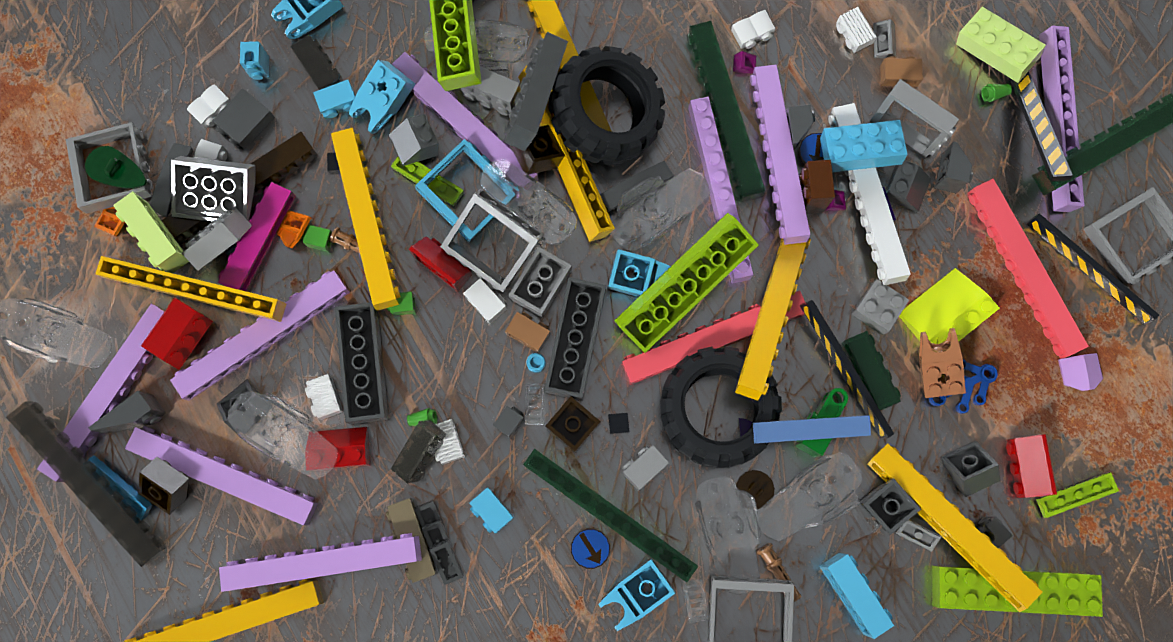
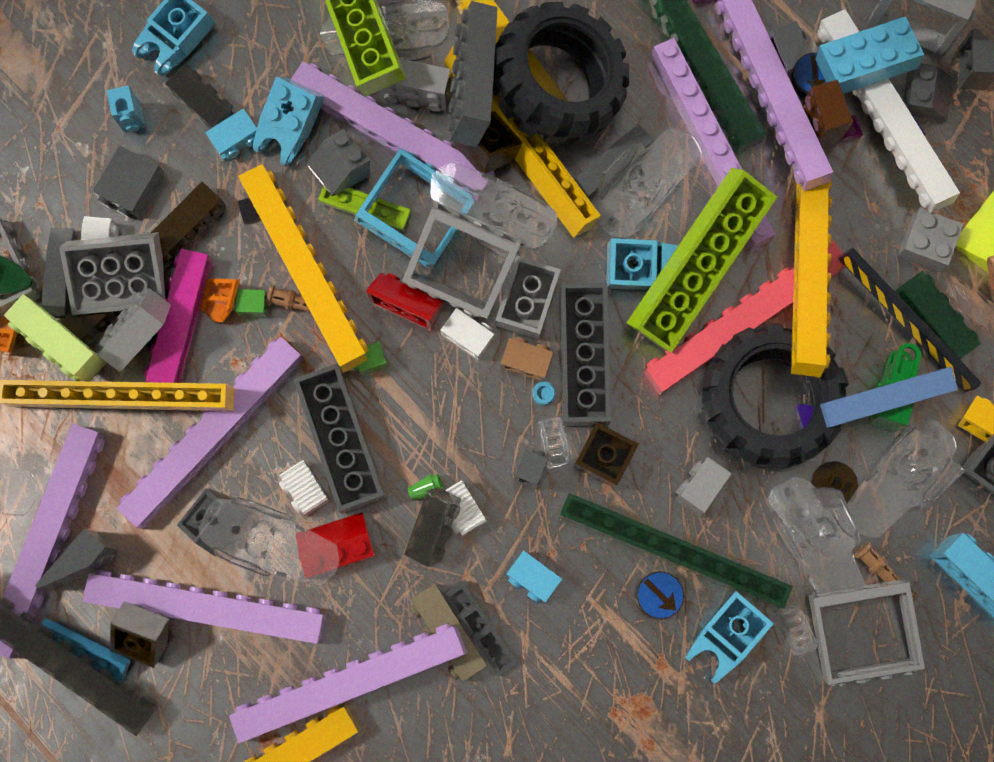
camera: 10 degrees left, 0 degrees up
(176, 333) = (111, 451): red slope -> none
(208, 105) = (83, 175): white brick -> none
(618, 423) = (657, 442): black tile -> none

